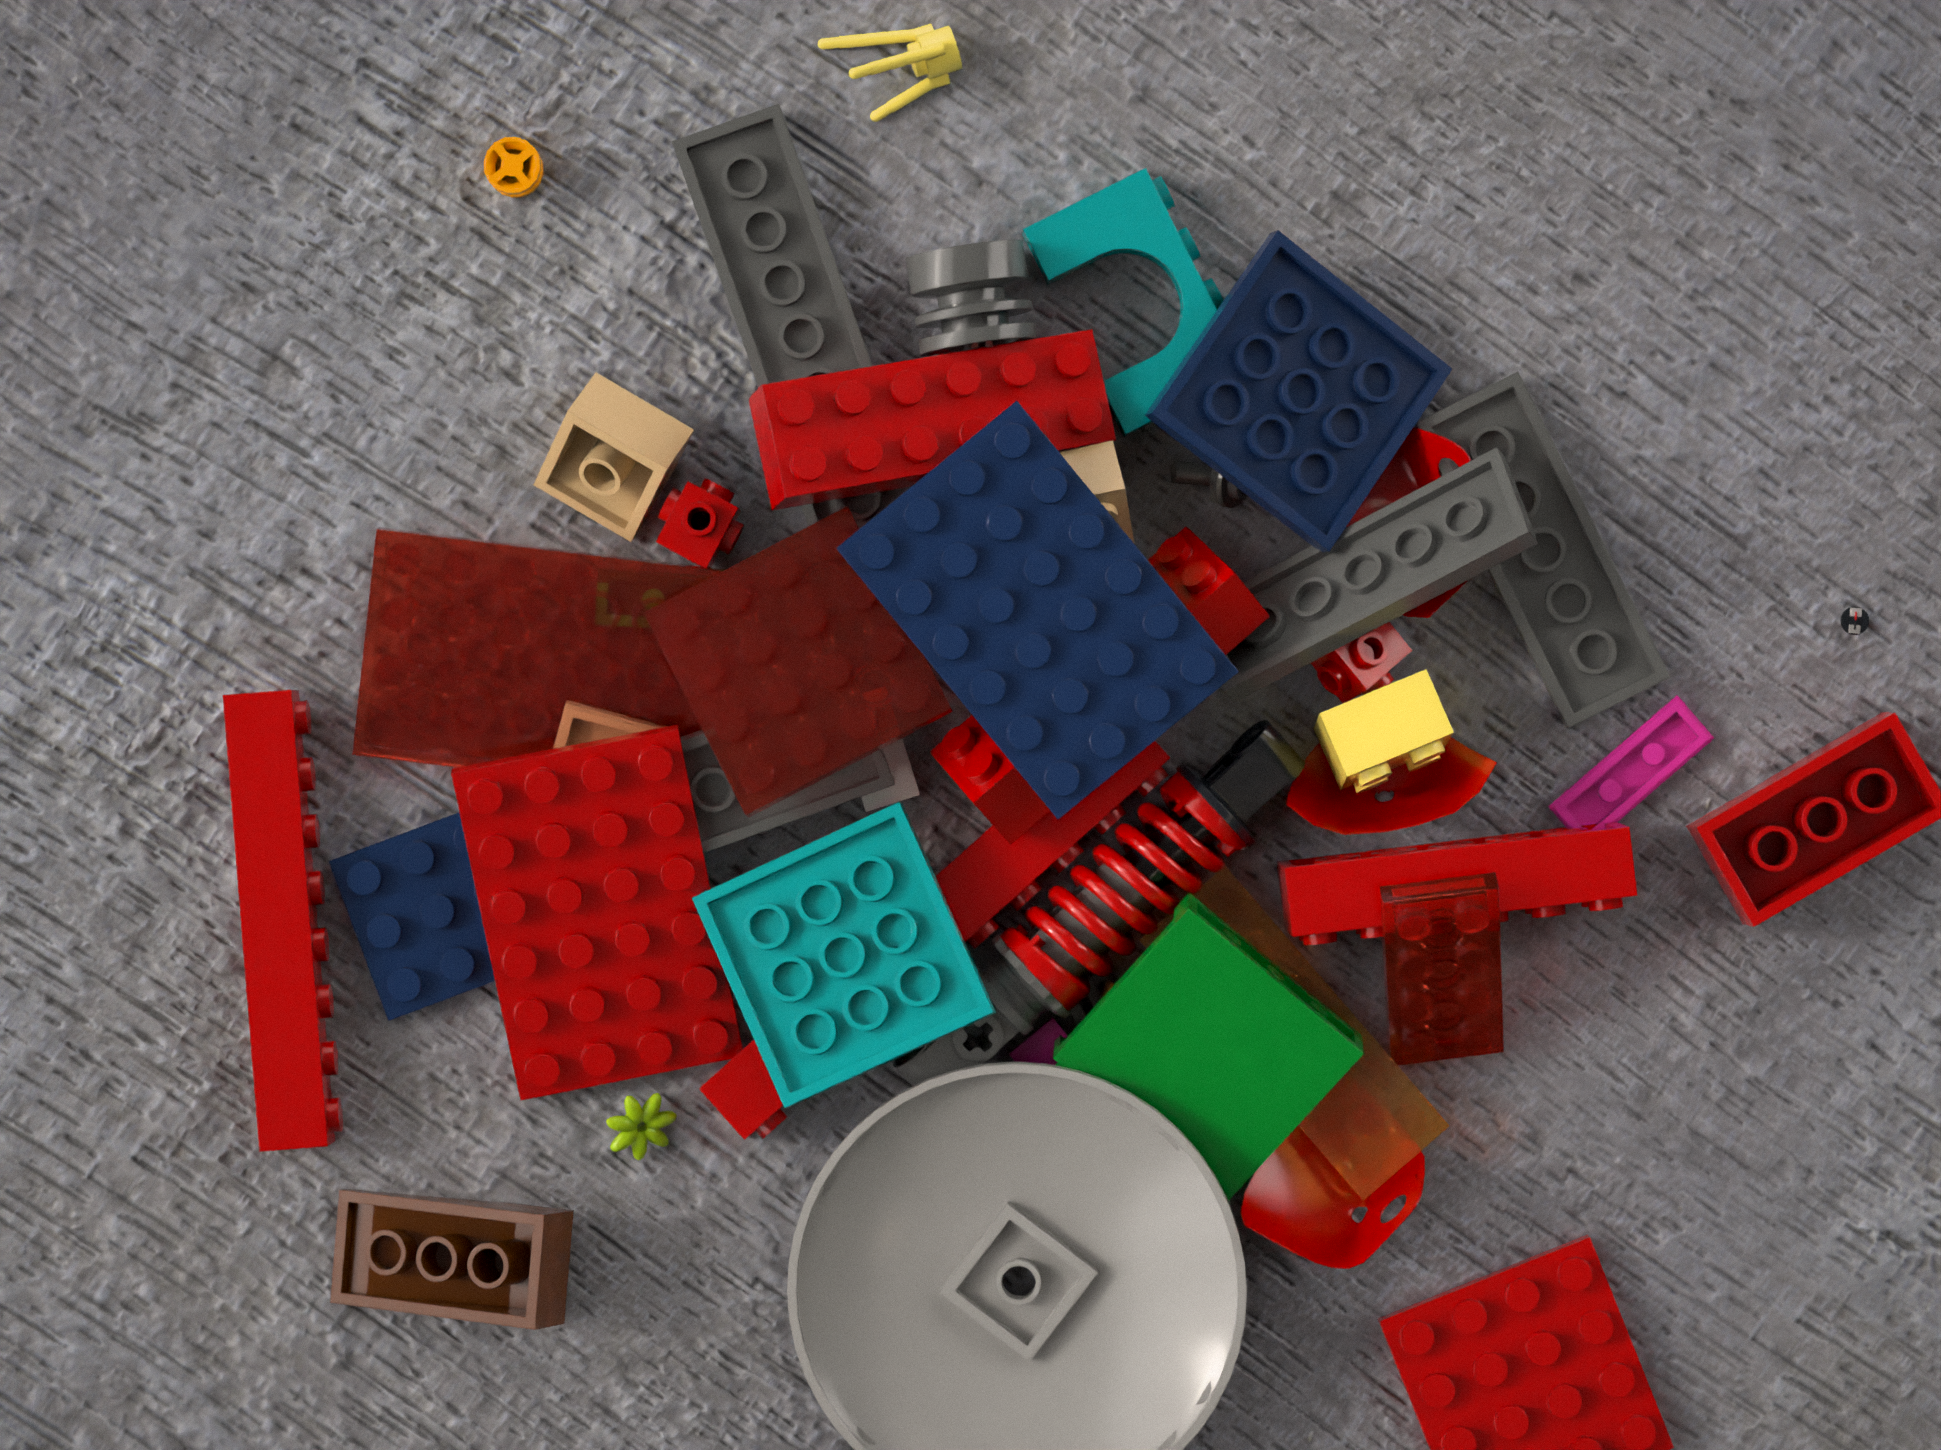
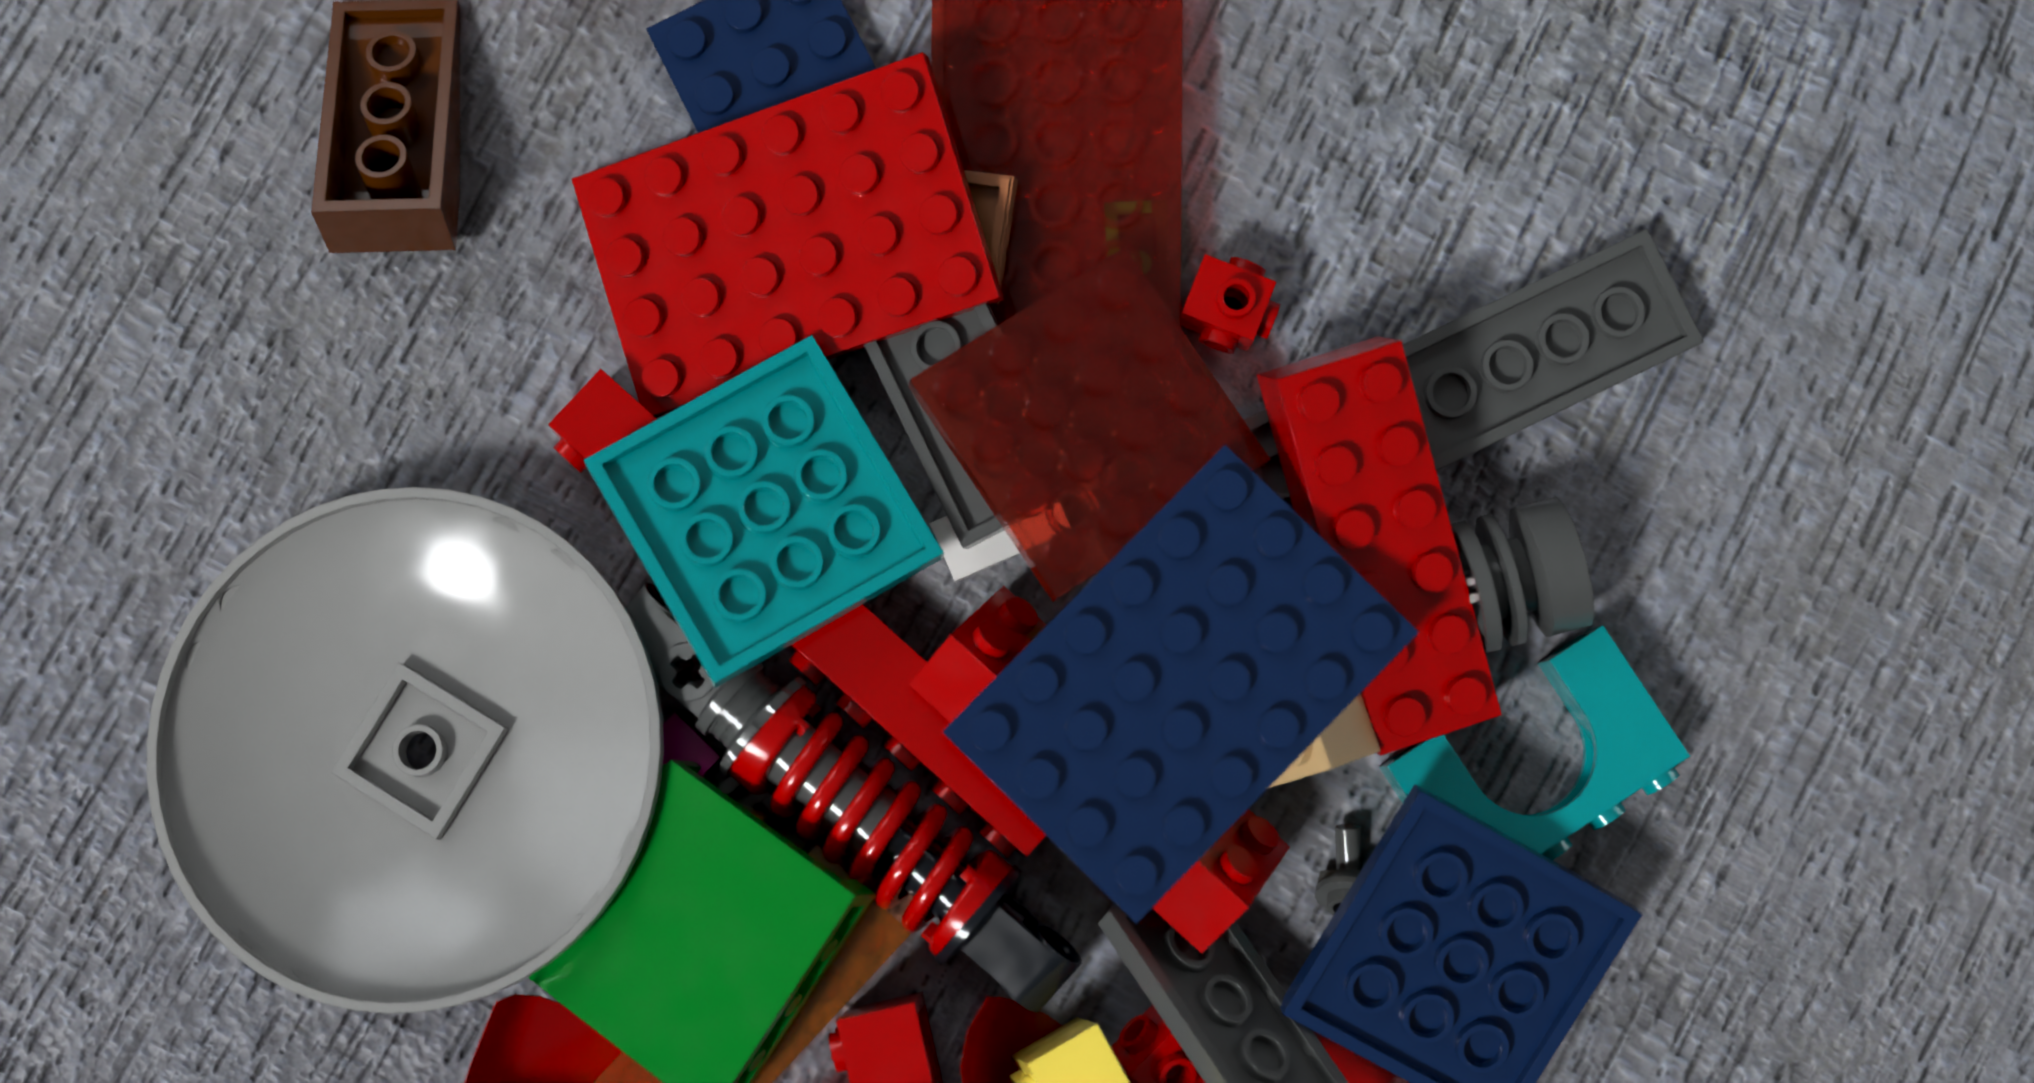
camera: 85 degrees right, 5 degrees down
(507, 158) = (1604, 53): light orange wheel -> none
(612, 456) = (1292, 203): tan slope -> none
(641, 1125) = (556, 313): lime plant -> none
(930, 54) = (1780, 504): light yellow plant -> none

